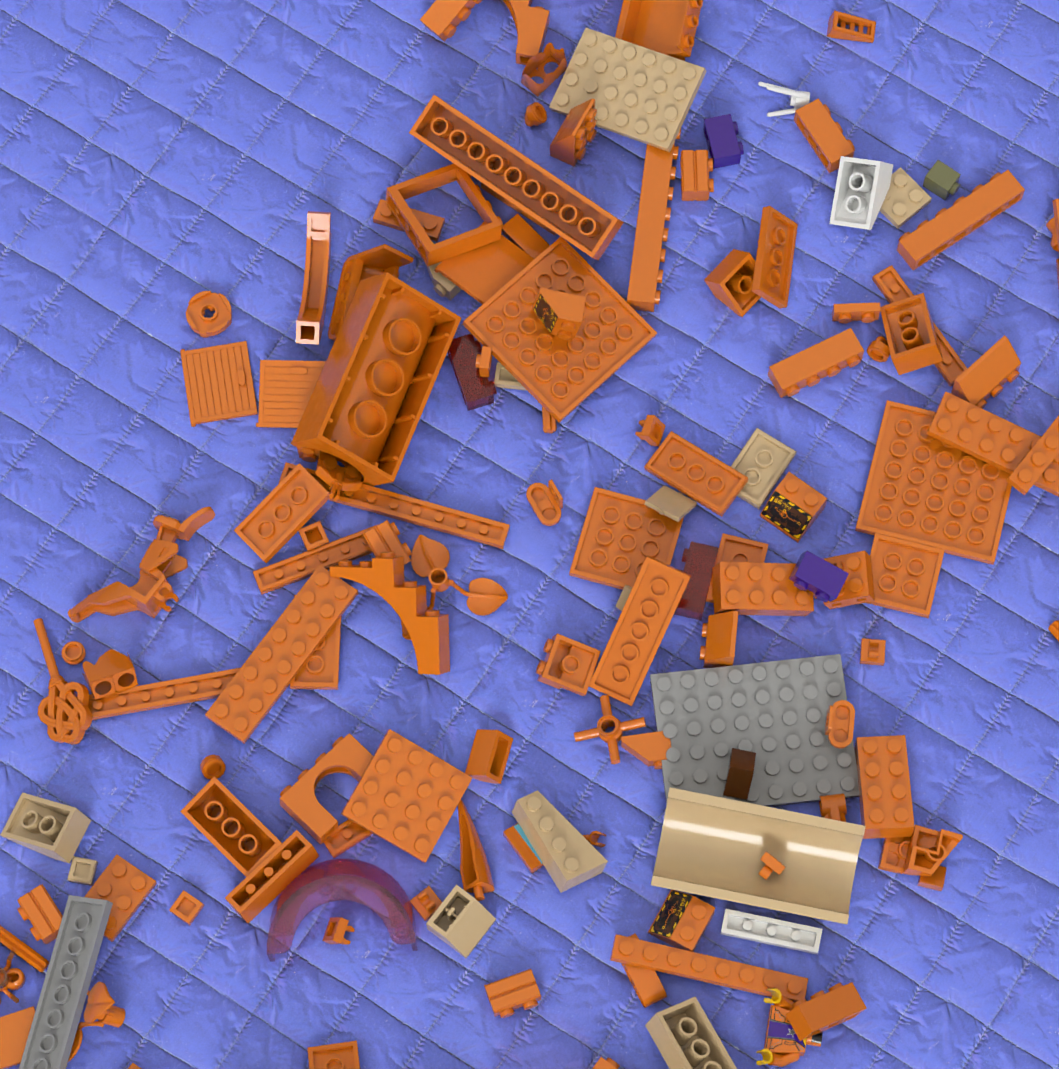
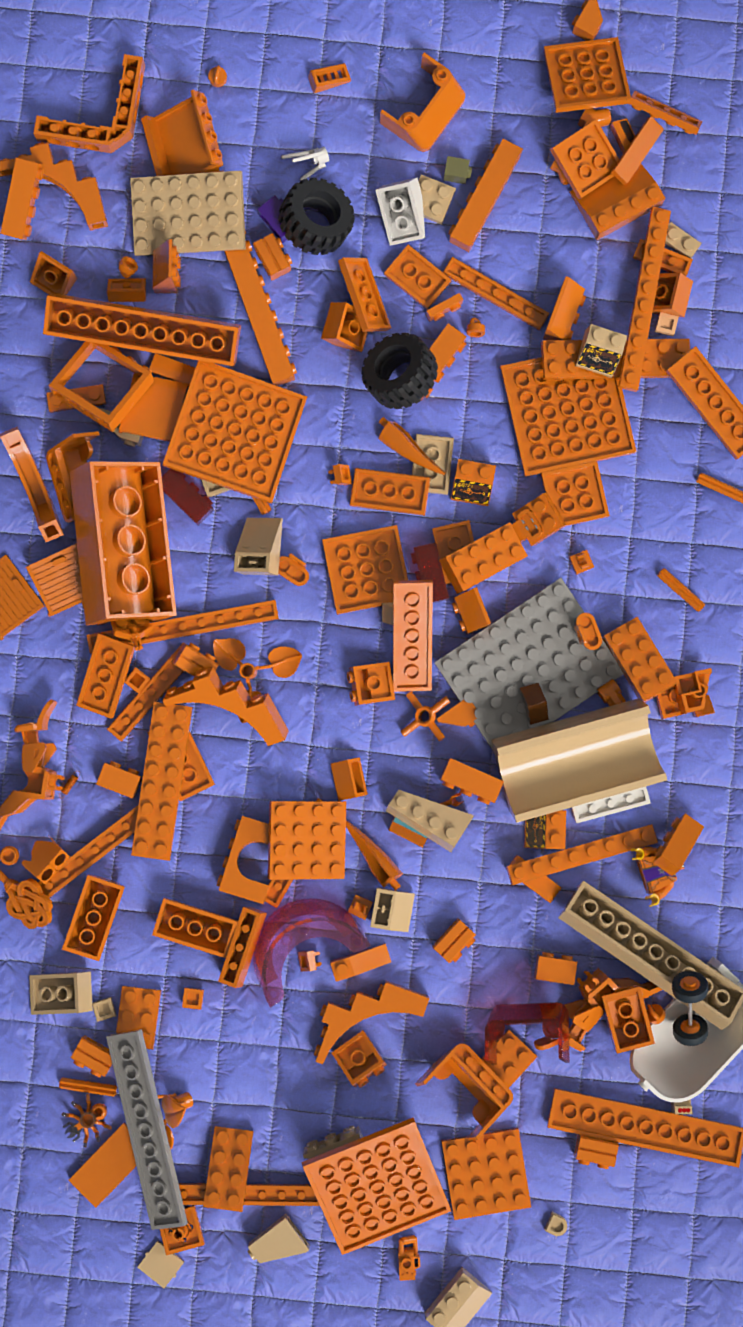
camera: 35 degrees left, 15 degrees up
(126, 760) = (93, 917): none -> orange brick
(185, 608) = (67, 787): none -> orange piece
(212, 766) = (156, 888): orange tile -> none
(236, 630) = (119, 780): none -> orange brick
(337, 1015) = (340, 1018): none -> orange arch
(393, 963) = (360, 962): none -> orange slope
(452, 85) = (52, 275): none -> orange slope
(483, 361) = (193, 486): orange plate -> none
(520, 462) = (259, 547): none -> tan slope
(522, 138) = (126, 290): none -> orange slope
(538, 62) = (108, 222): orange piece -> none
(560, 312) = (232, 422): orange slope -> none
(624, 822) = (471, 781): none -> orange brick
(670, 503) = (384, 525): tan piece -> none
(737, 431) = (401, 442): none -> orange piece
(770, 348) = (412, 383): none -> black tyre
(772, 864) = (591, 762): orange tile -> none
(778, 137) = (327, 200): none -> black tyre
(818, 577) = (521, 532): dark purple brick -> none
(823, 134) = (352, 176): orange brick -> none
(842, 268) = (417, 277): none -> orange plate
(911, 334) = (493, 305): orange slope -> none
(946, 115) = (425, 129): none -> orange windscreen
(971, 736) = (681, 590): none -> orange axle
(1005, 430) = (601, 350): none -> slope

